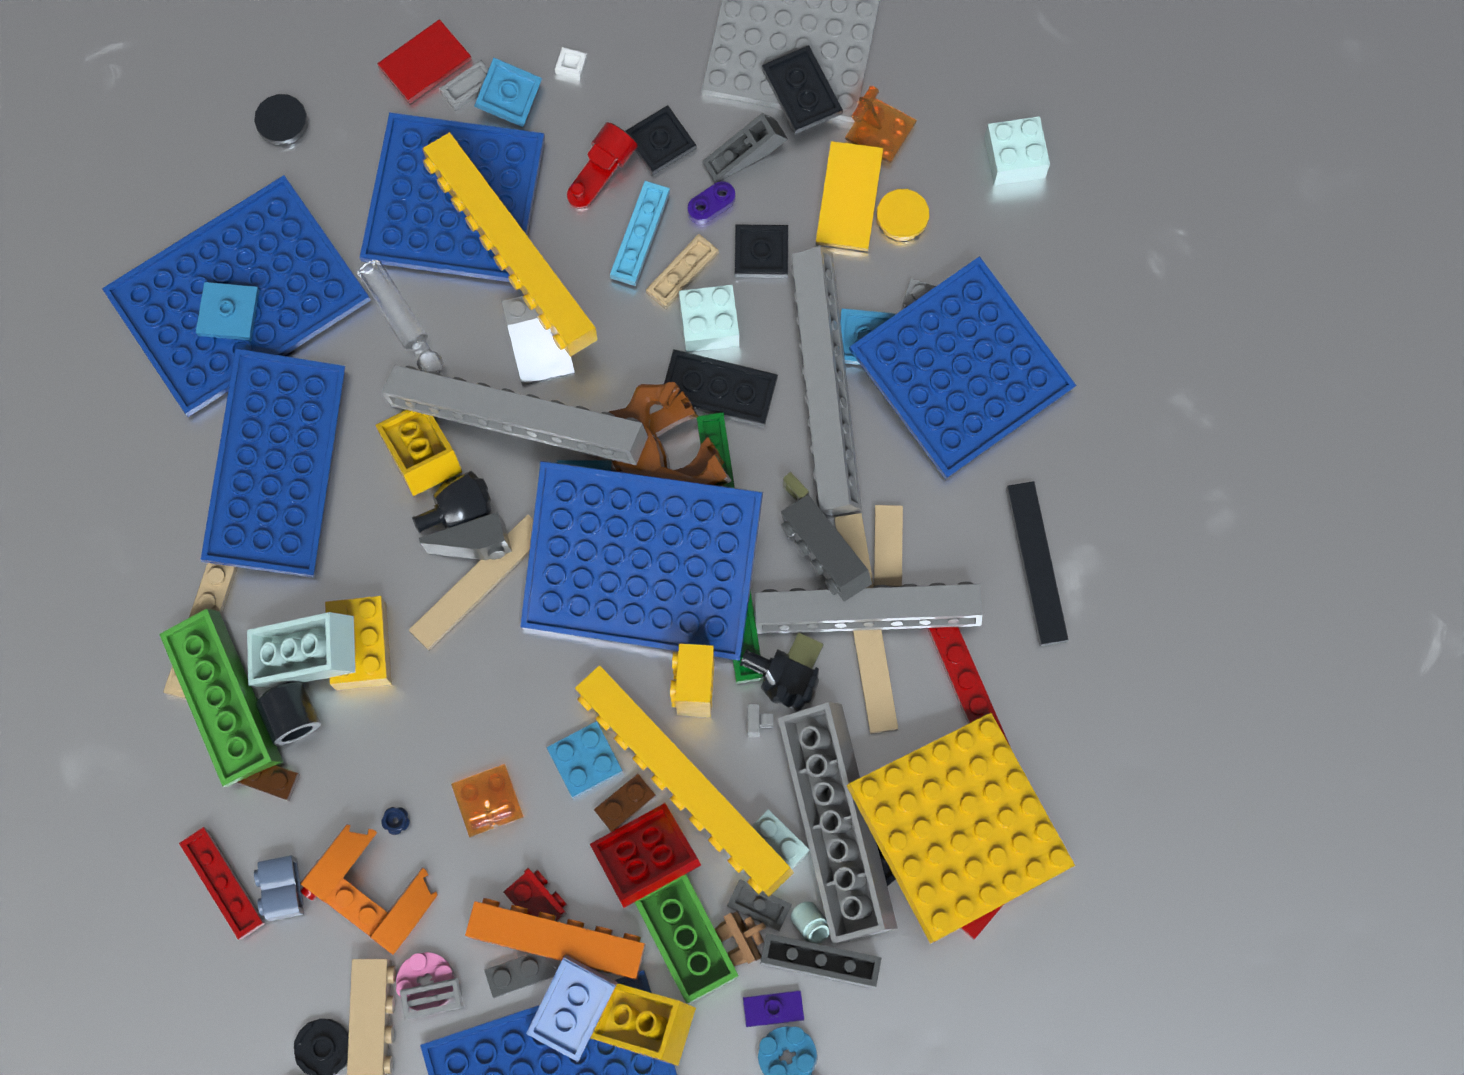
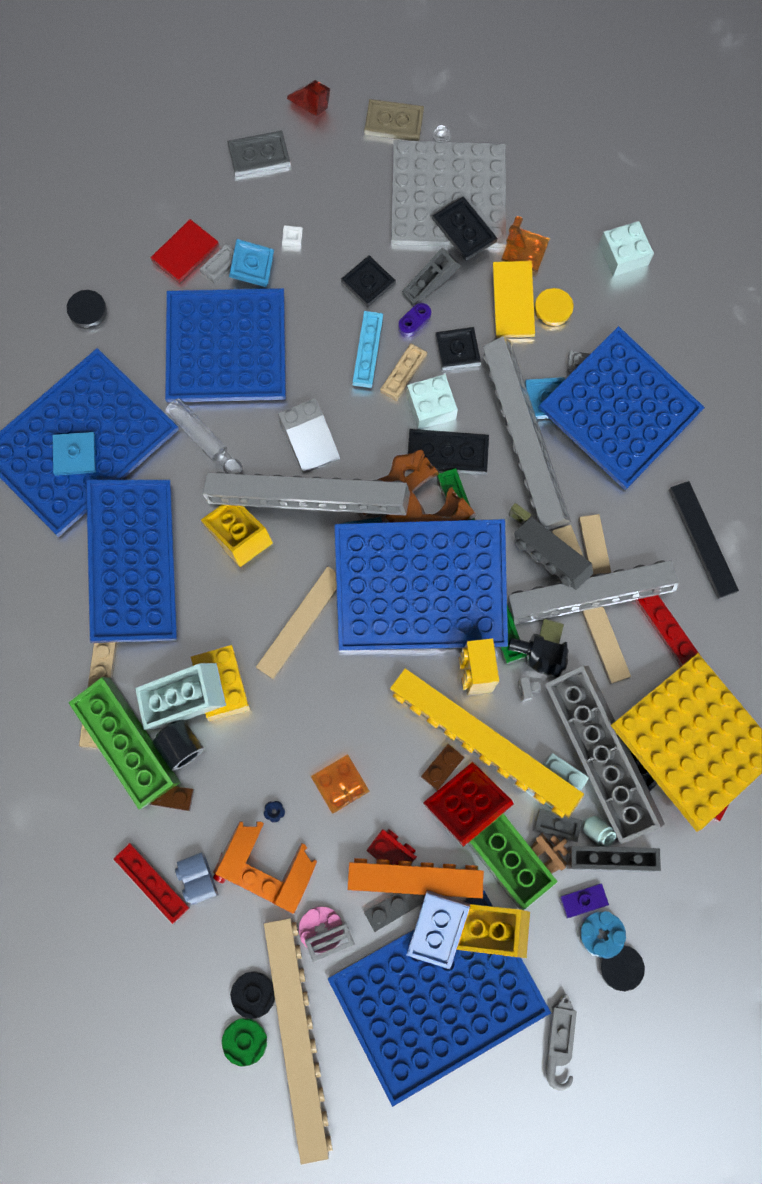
camera: 15 degrees left, 0 degrees up
(456, 503) = (273, 567): black piece -> none
(476, 539) = (293, 591): dark grey slope -> none
(510, 245) = (277, 370): yellow brick -> none
(584, 759) = (406, 740): dark azure plate -> none
(610, 149) = (334, 292): red piece -> none

